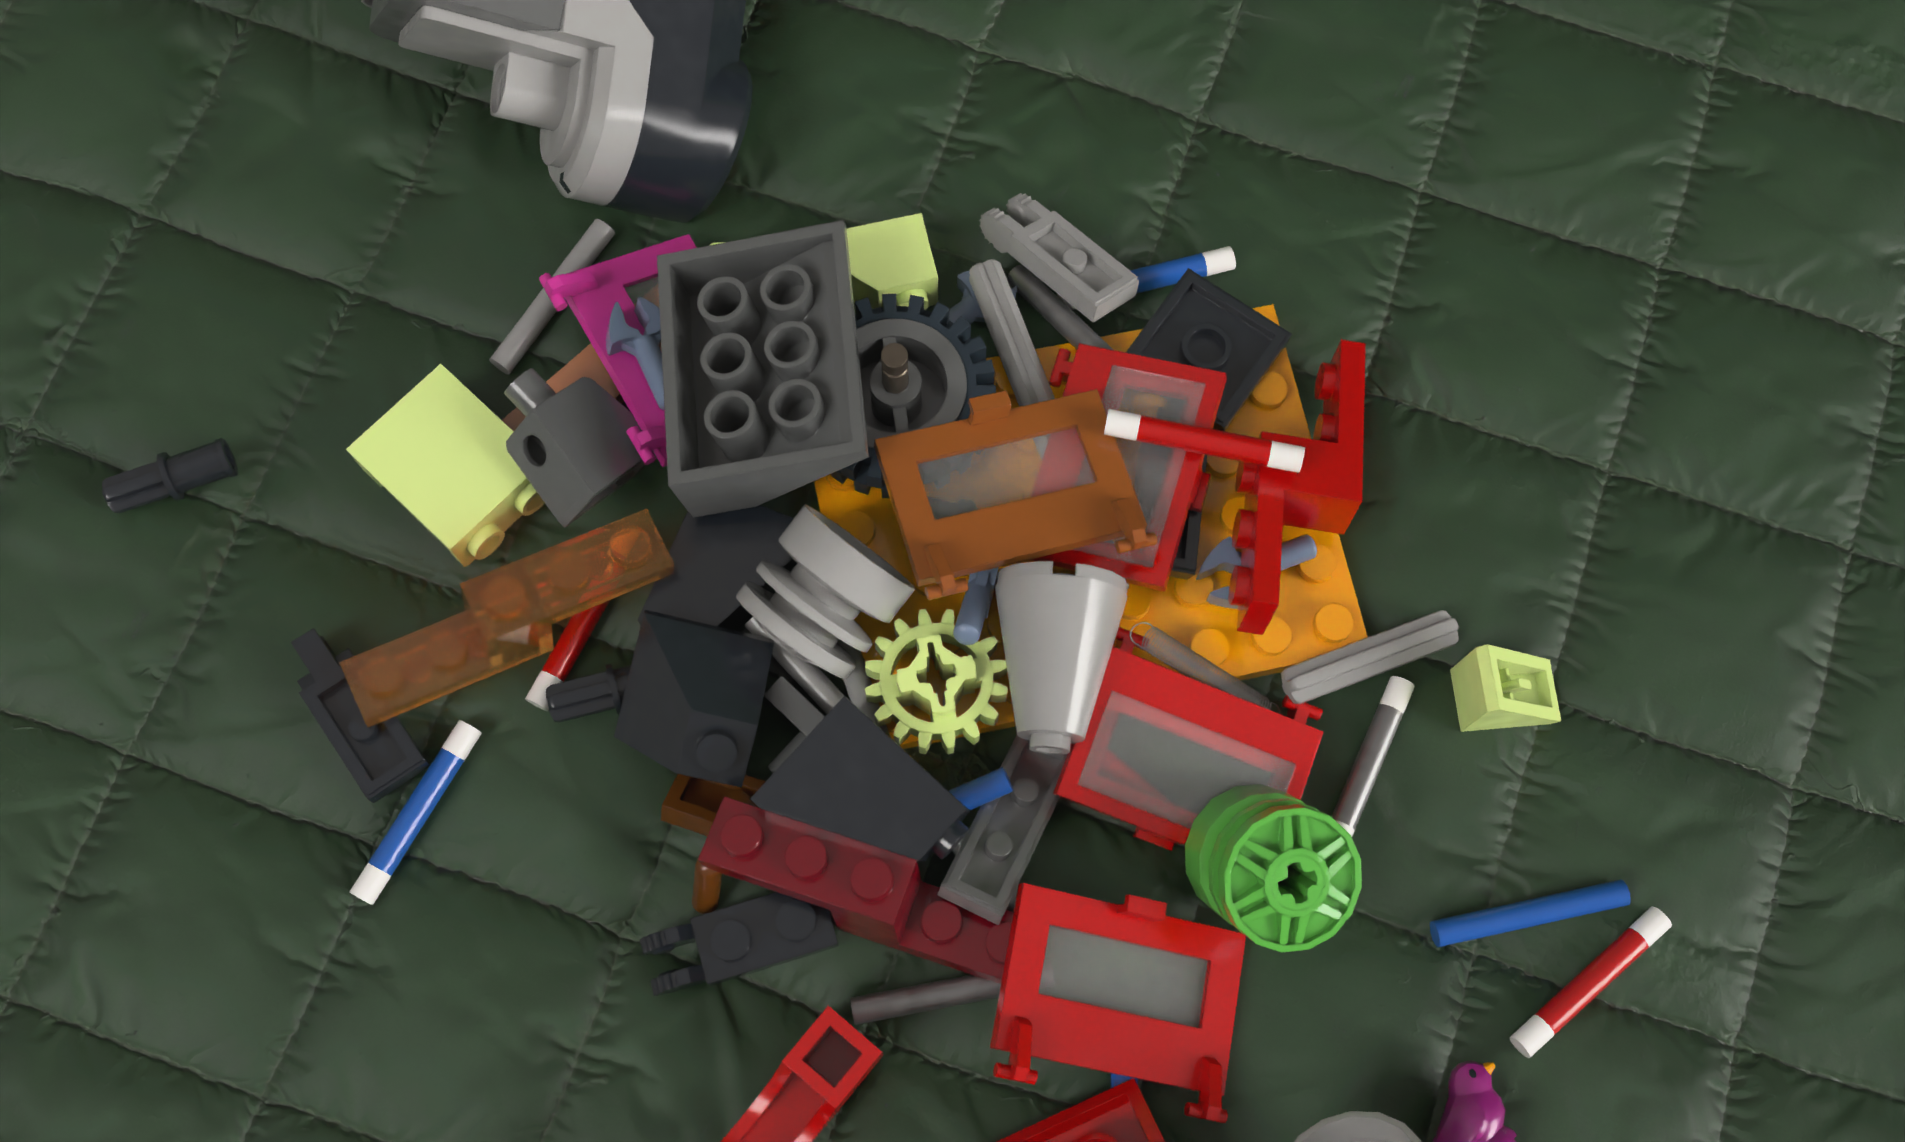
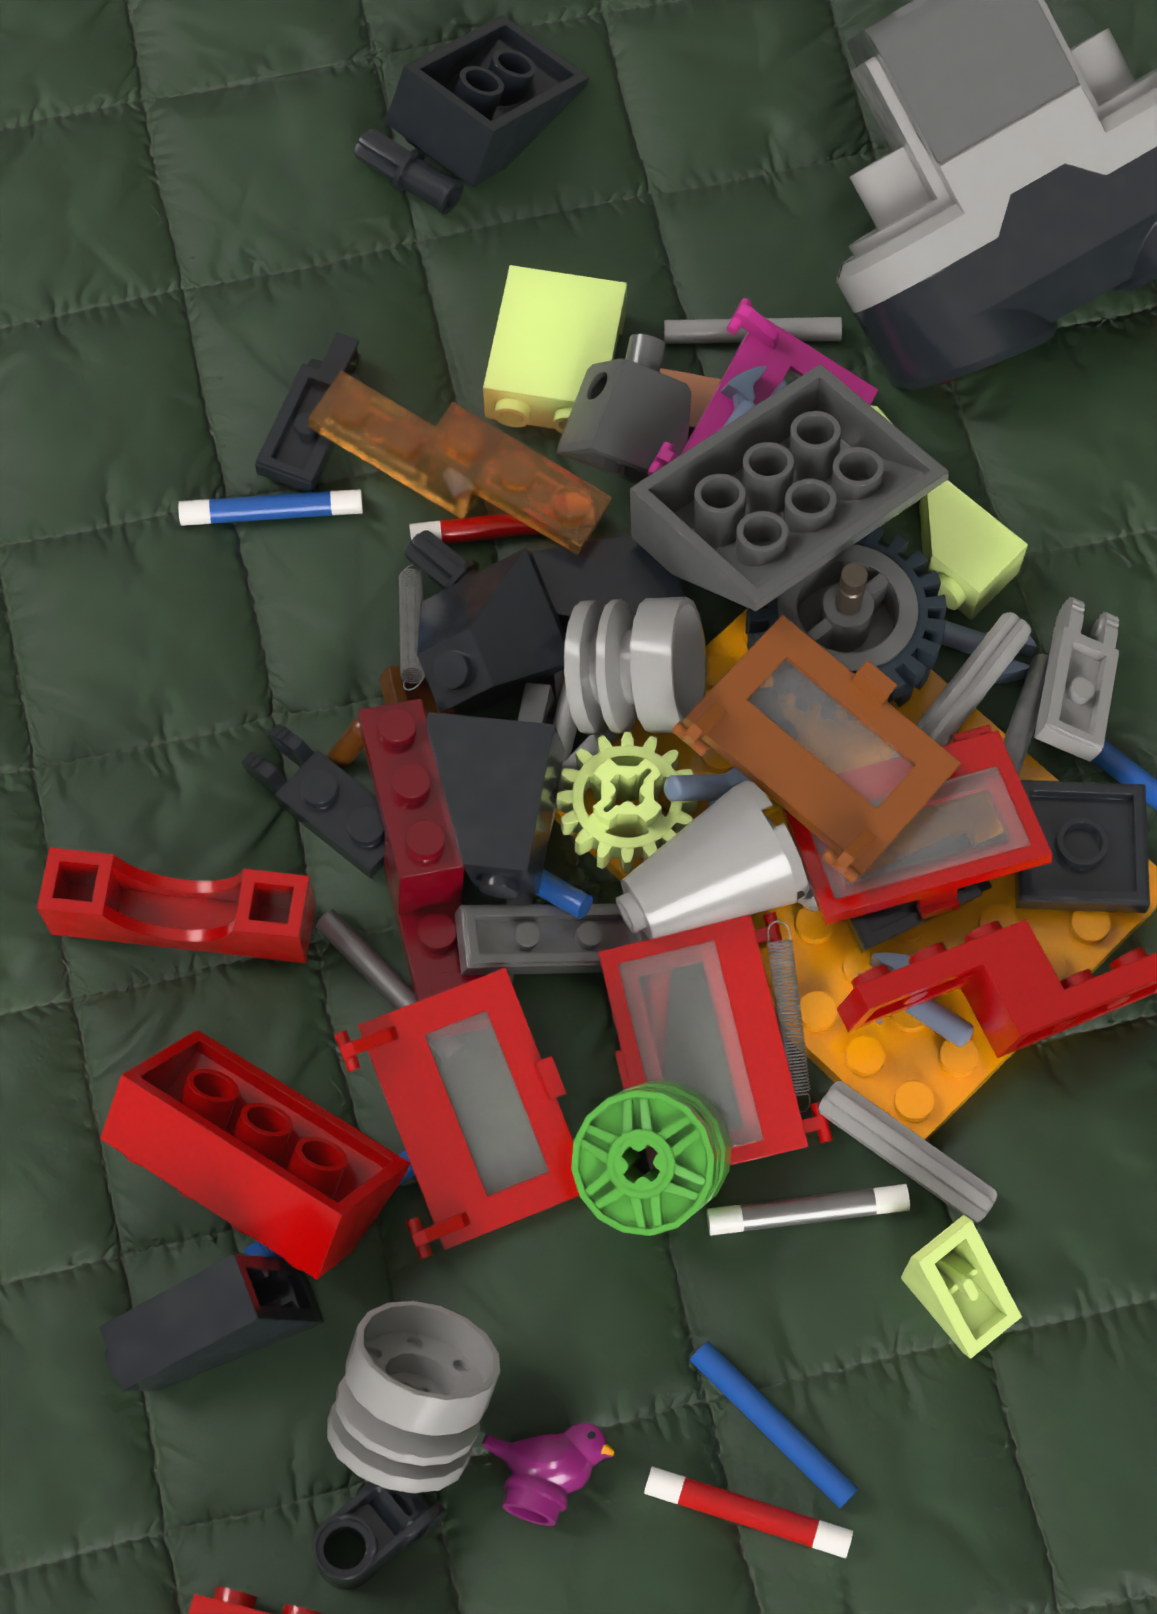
camera: 60 degrees right, 5 degrees down
(151, 367) = (482, 98): none -> black slope
(650, 770) = (410, 619): none -> light grey piece
(1204, 440) = (974, 869): red bar -> none

